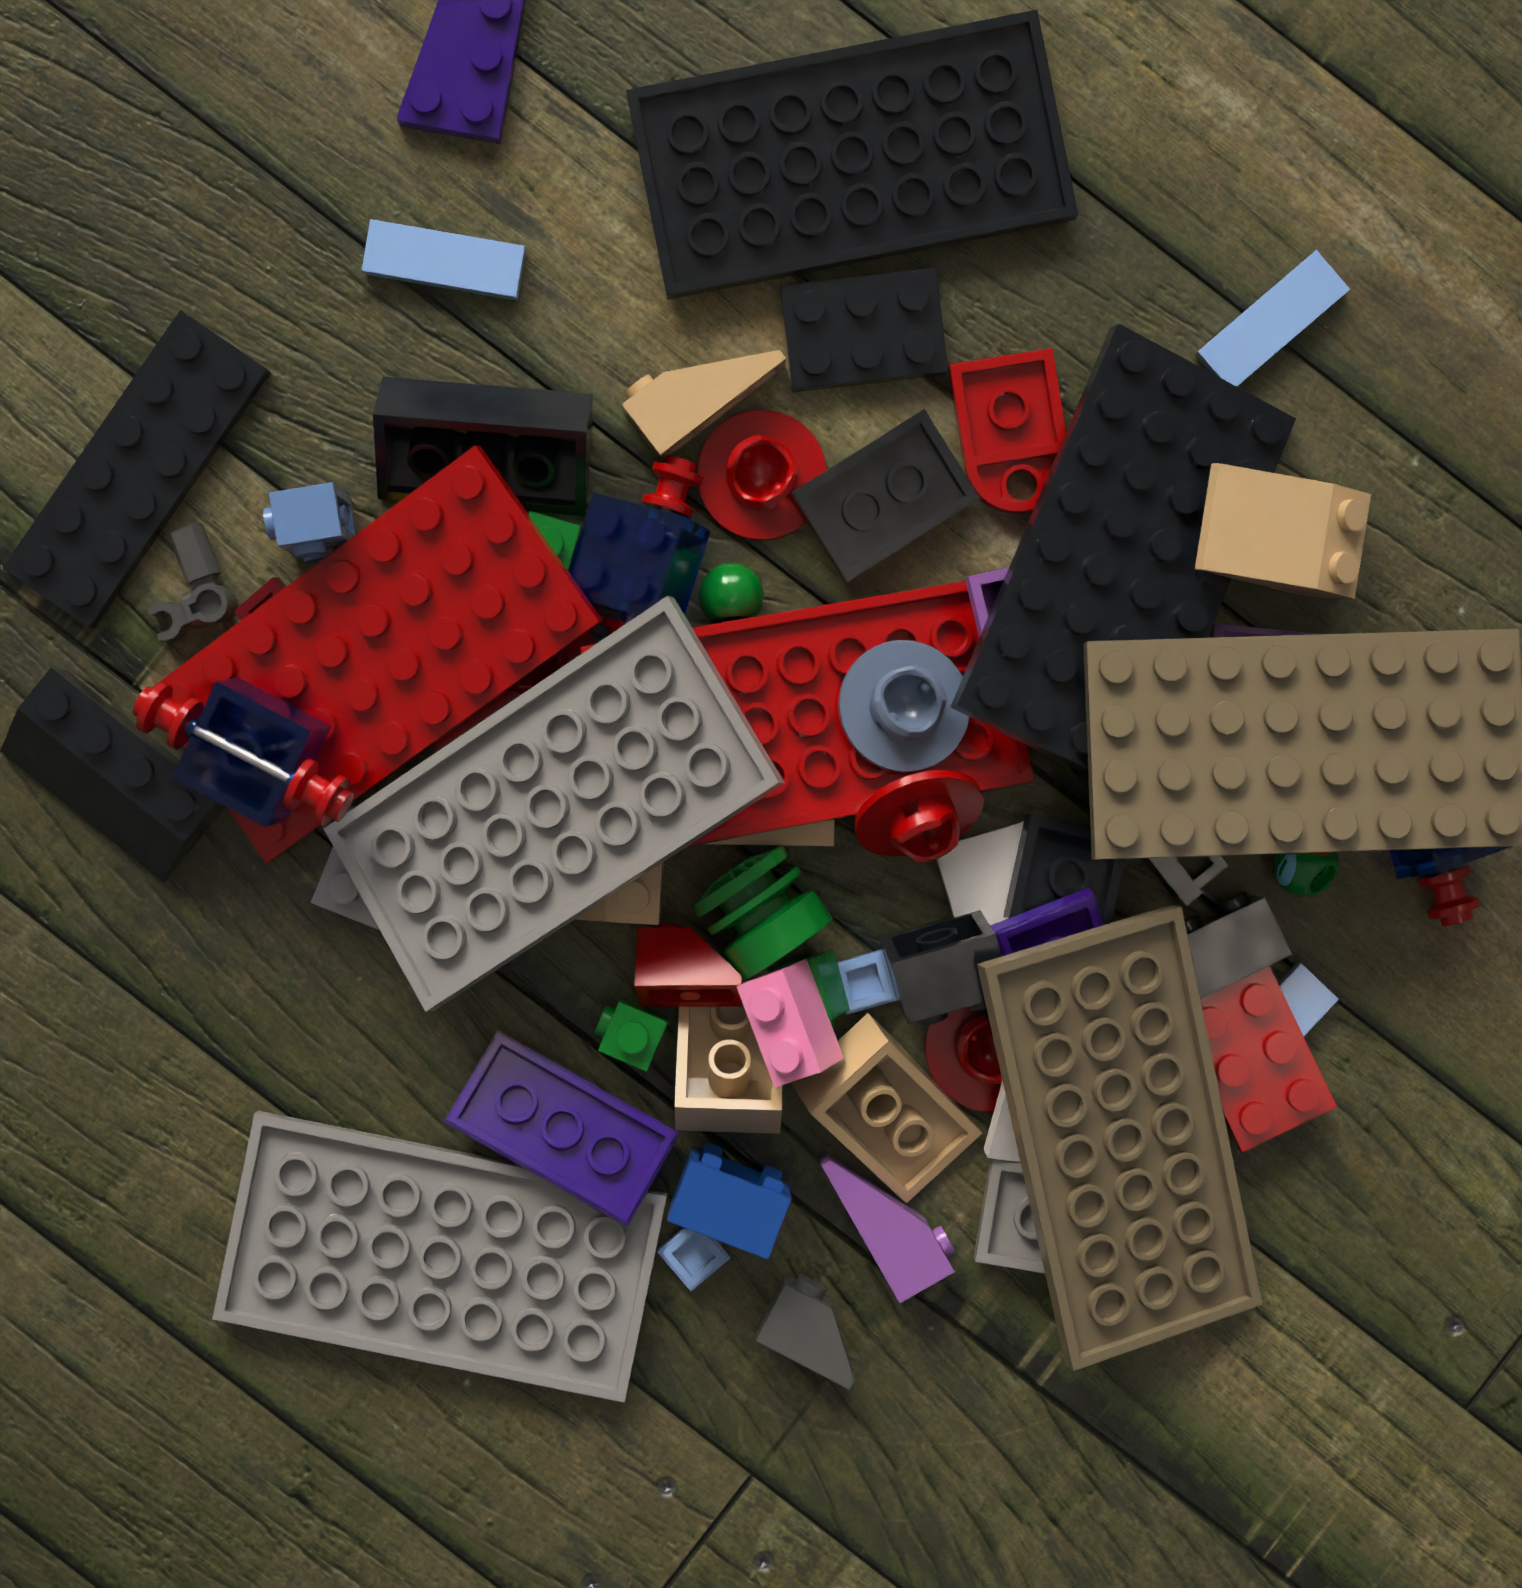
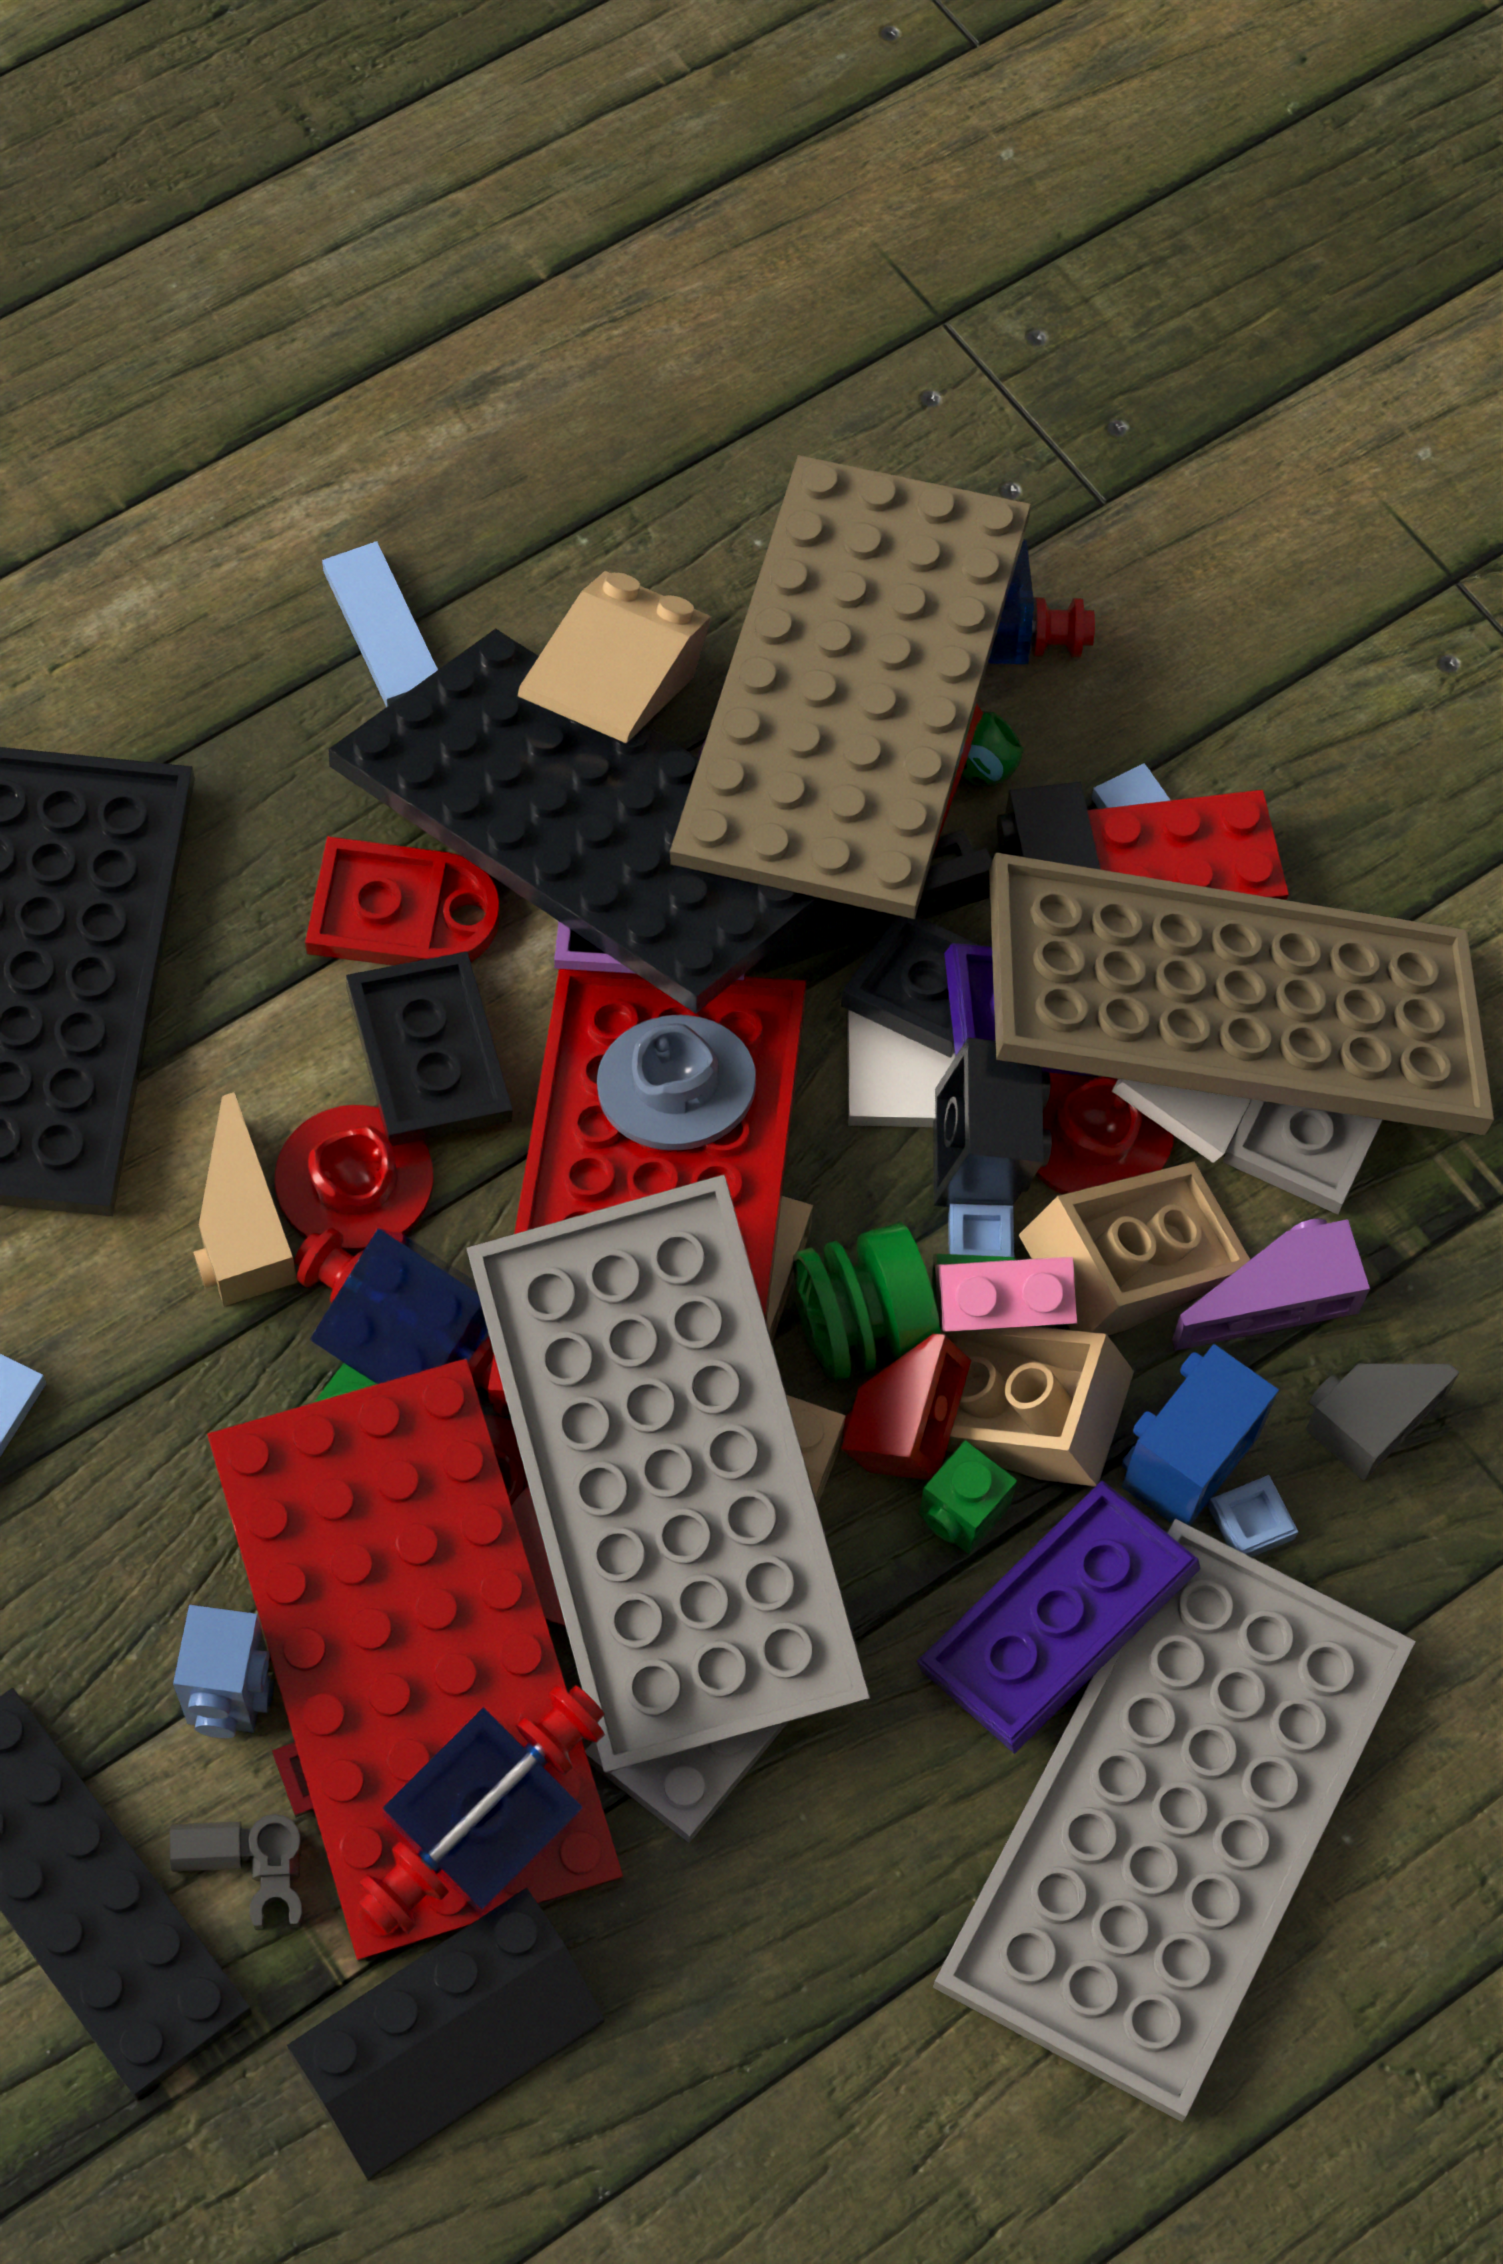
camera: 75 degrees left, 25 degrees down
(530, 435) = (165, 1504): black slope -> none
(731, 593) = (473, 1225): green piece -> none
(864, 330) = (230, 1021): black plate -> none
(919, 815) = (808, 1103): red piece -> none

